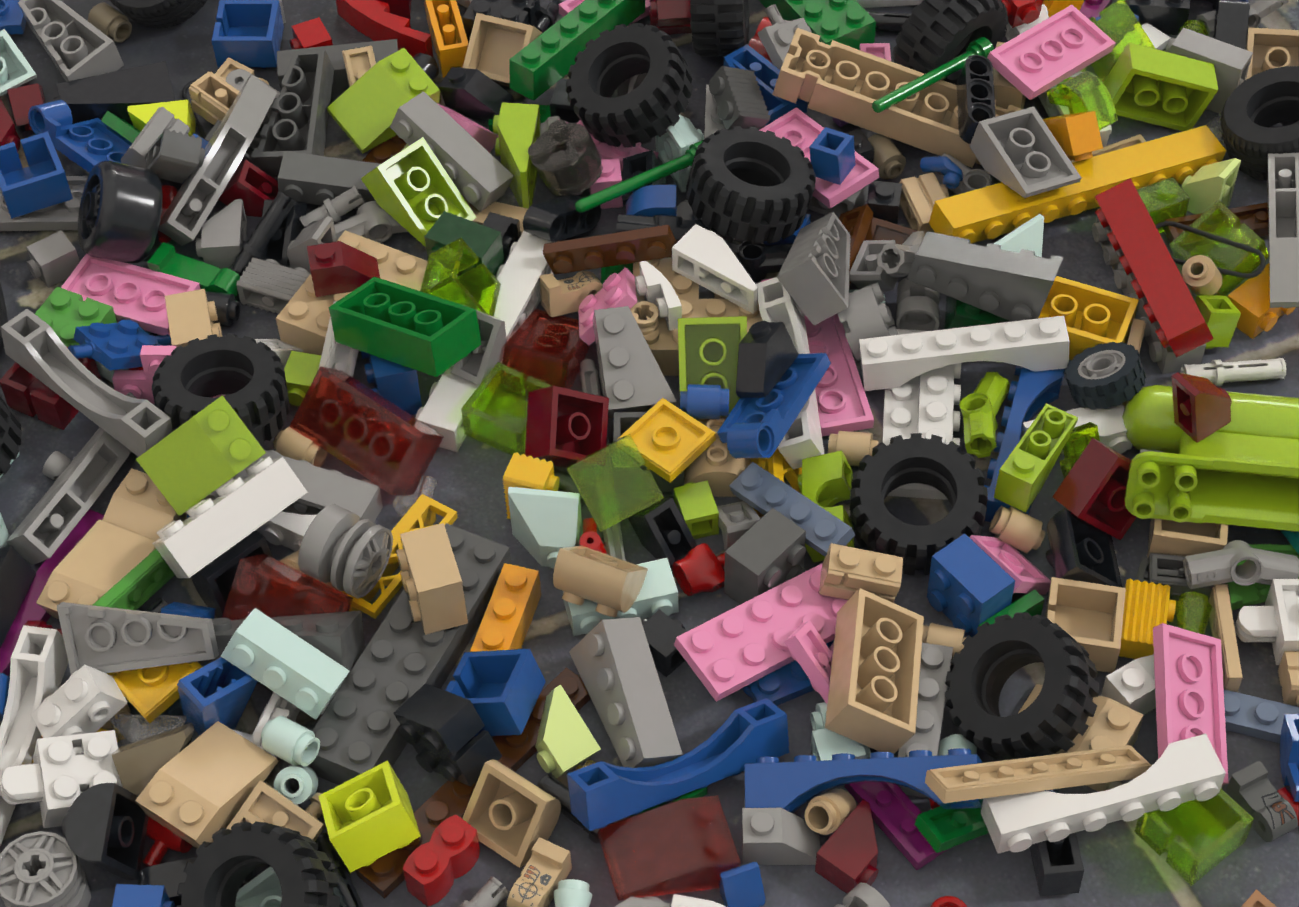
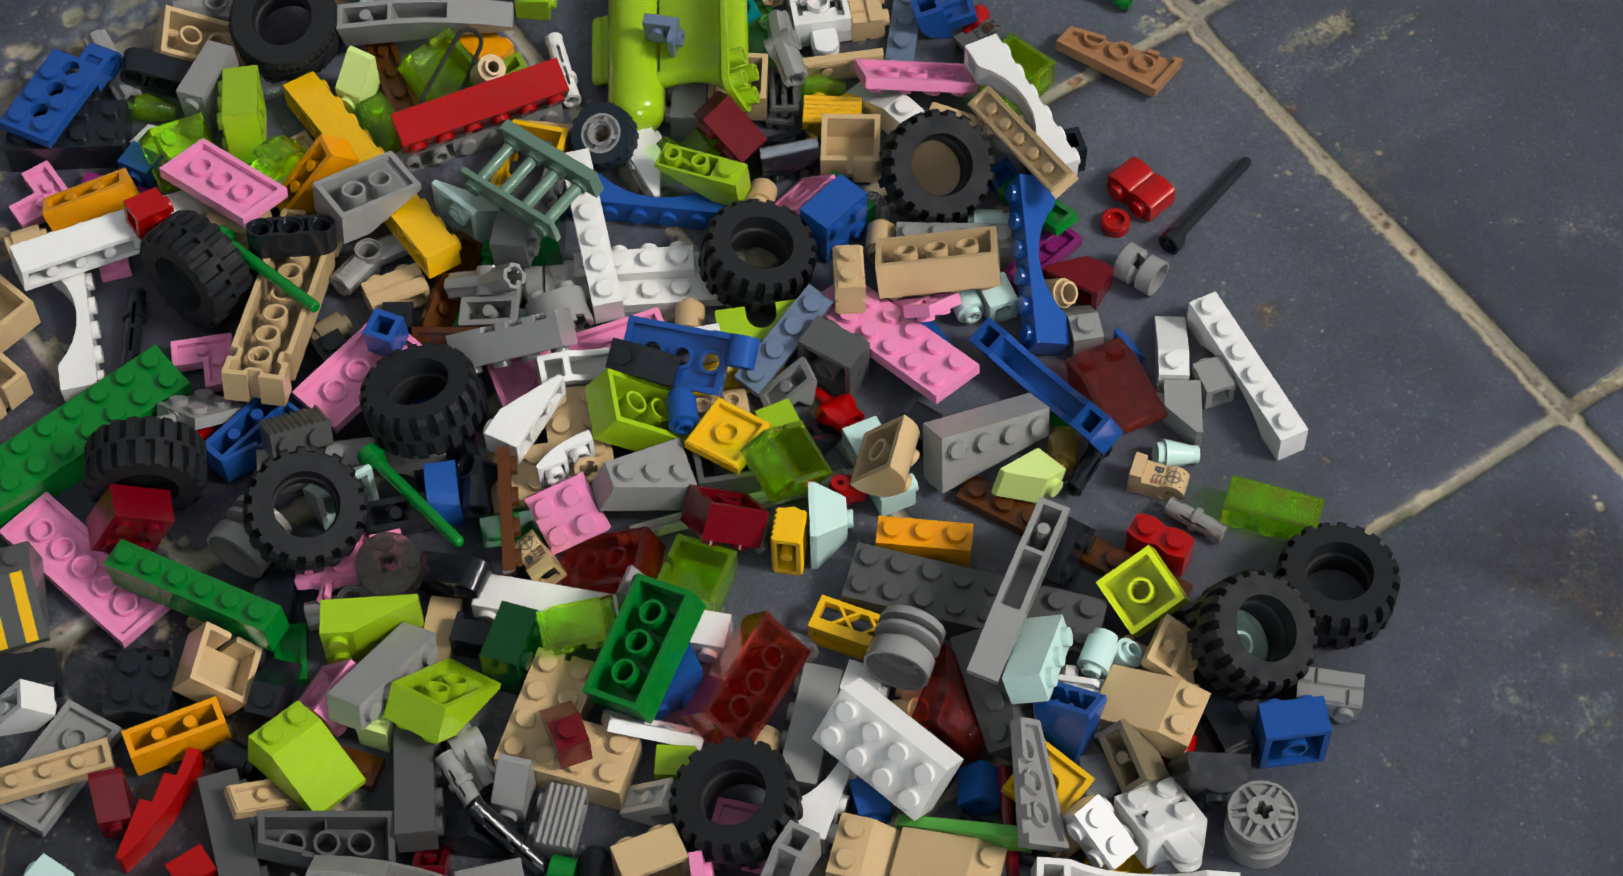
camera: 100 degrees left, 5 degrees up
(201, 455) = (827, 777): lime slope -> none
(365, 644) = (1018, 590): none -> light grey slope
(432, 579) = (929, 564): tan piece -> none
(500, 687) = (1000, 524): blue piece -> none
(510, 812) = (1109, 501): tan brick -> none
(945, 166) = (356, 272): blue arm -> none
(980, 412) = (660, 228): lime piece -> none
(997, 277) = (537, 153): none -> sand green fence
(1199, 405) = (656, 53): dark red slope -> none
(1238, 428) = (664, 29): none -> sand blue bracket

